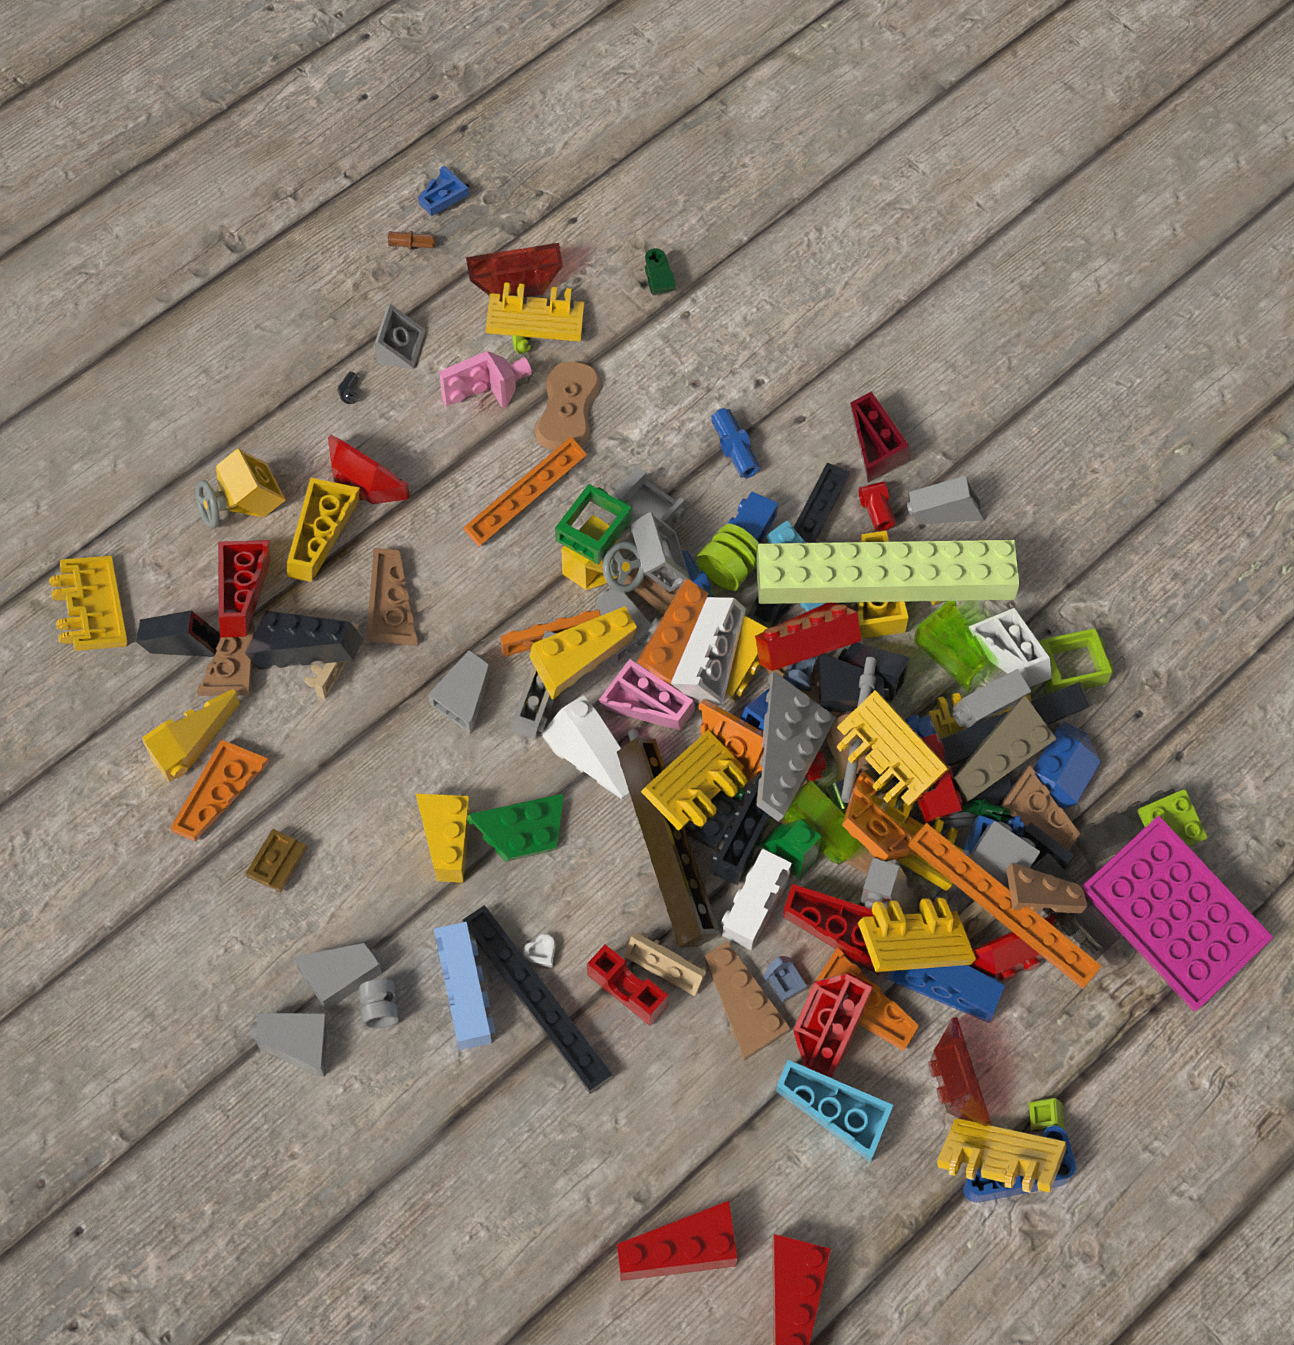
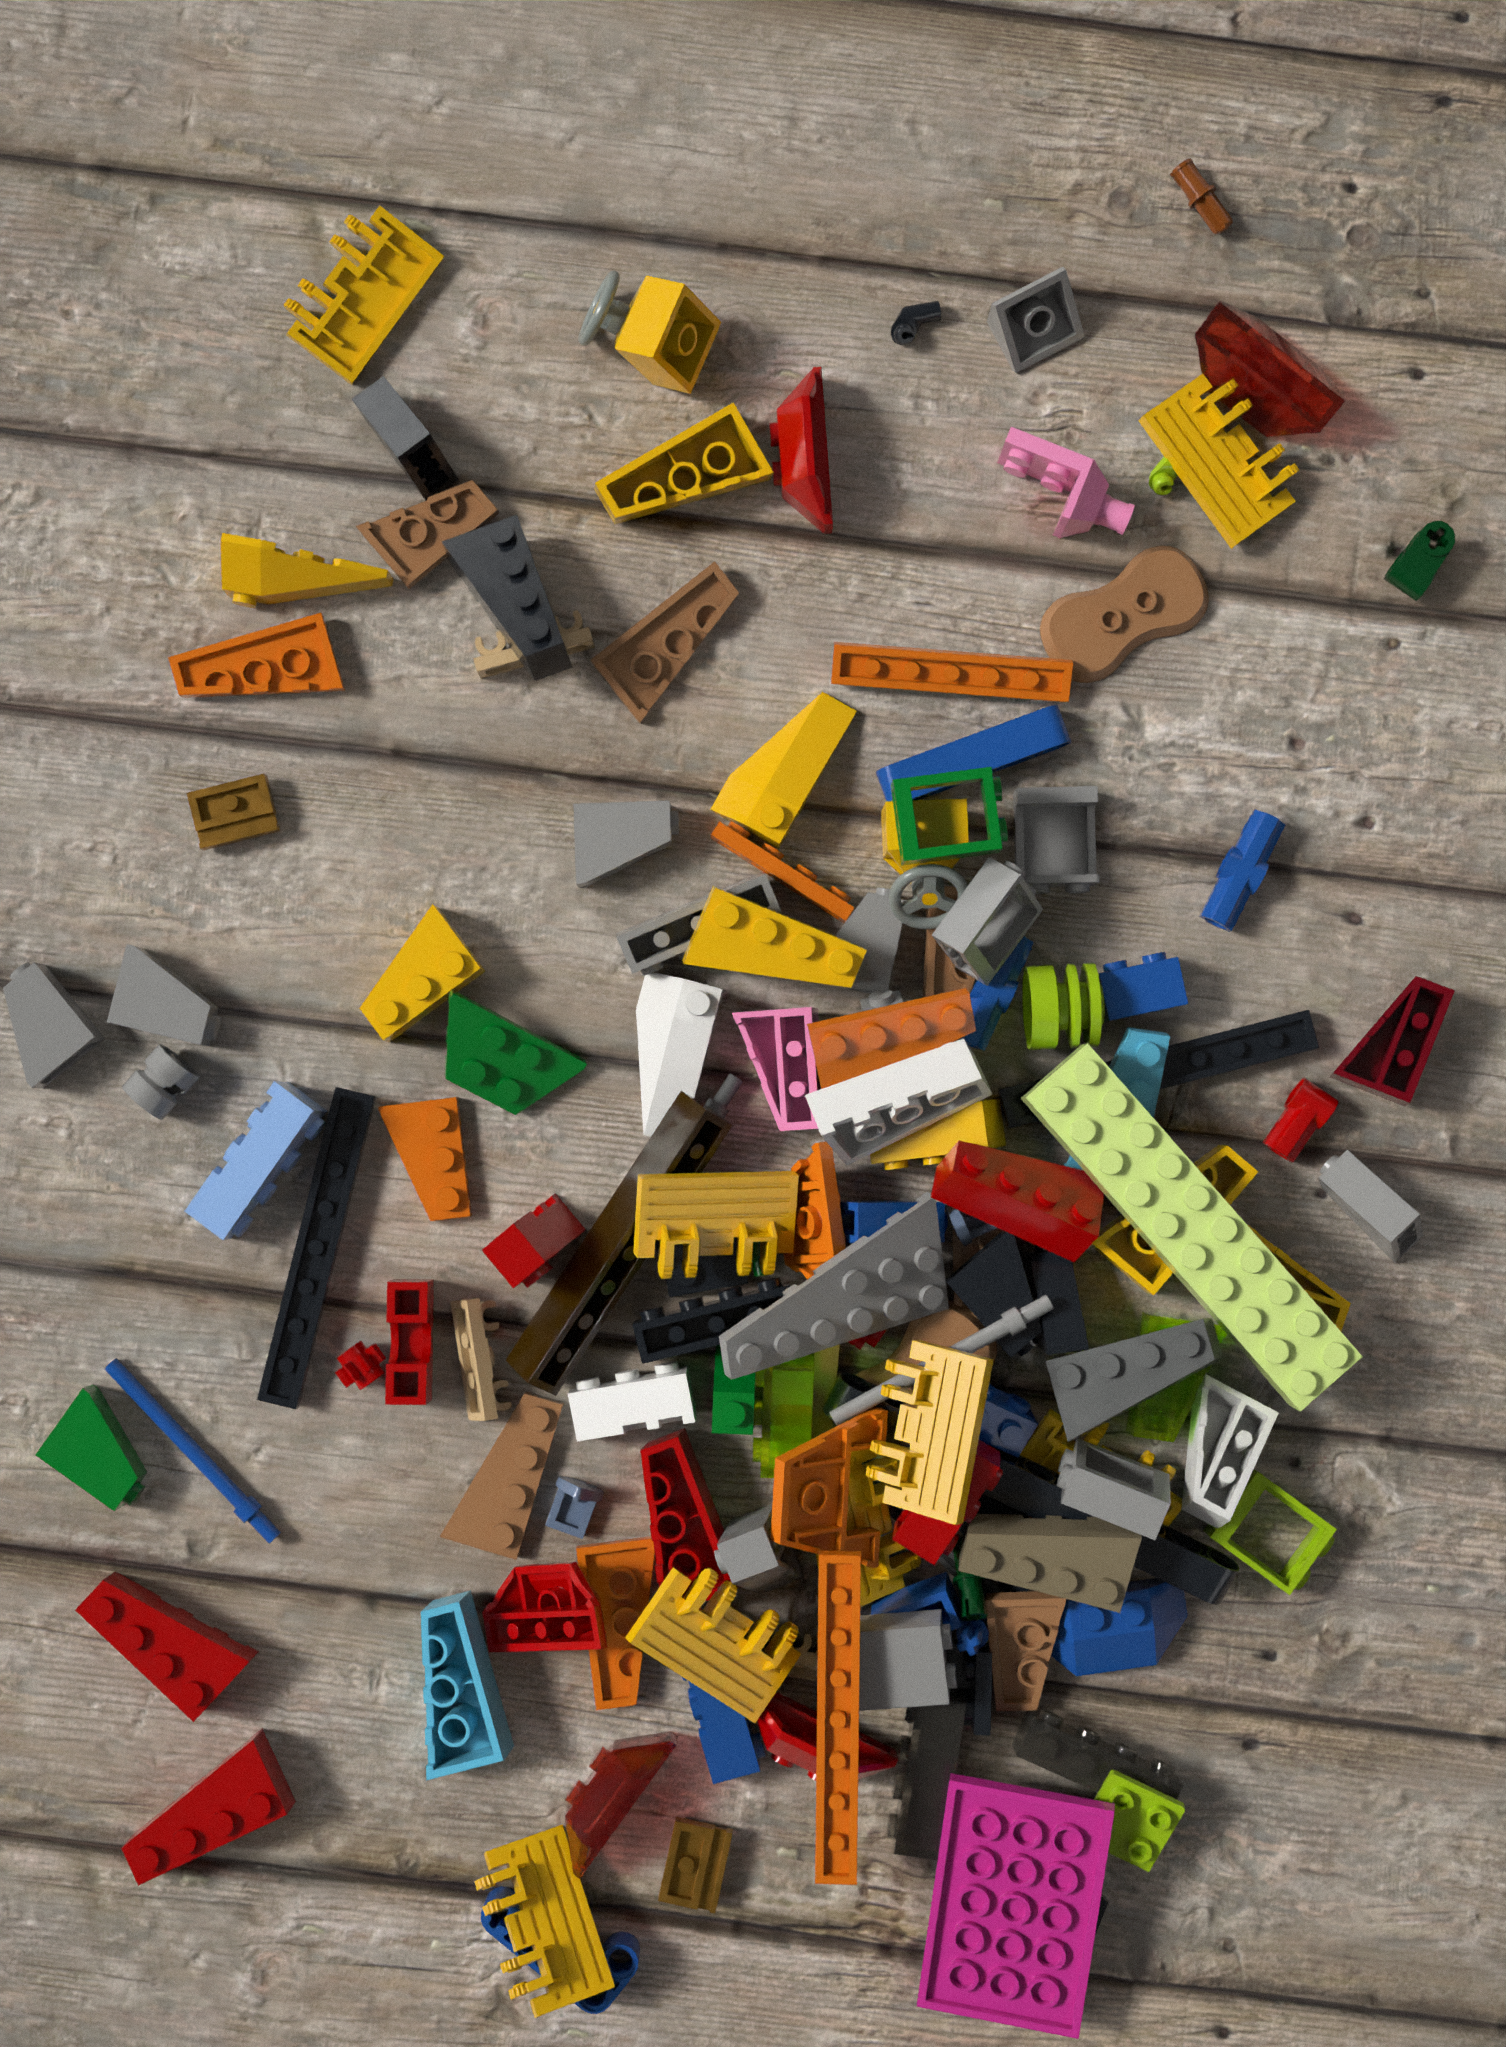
camera: 50 degrees right, 25 degrees up
(240, 582) = (527, 447): red wedge -> none
(442, 192) = (1311, 169): blue wing -> none
(503, 597) = (779, 777): none -> yellow wedge
(539, 903) = (433, 1153): none -> orange wing
(541, 951) = (378, 1203): white tile -> none
(543, 1201) = (95, 1451): none -> green slope
(587, 473) = (993, 747): none -> blue beam
(618, 1022) = (360, 1365): none -> red gear
(631, 885) = (534, 1239): none -> red wedge
(643, 1148) = (246, 1507): none -> blue bar
(936, 650) = (1120, 1375): none -> dark grey wedge
(1031, 1065) = (695, 1865): none -> pearl gold plate
(1043, 890) = (896, 1747): medium nougat wing -> none
(1046, 1114) = (652, 1922): lime slope -> none

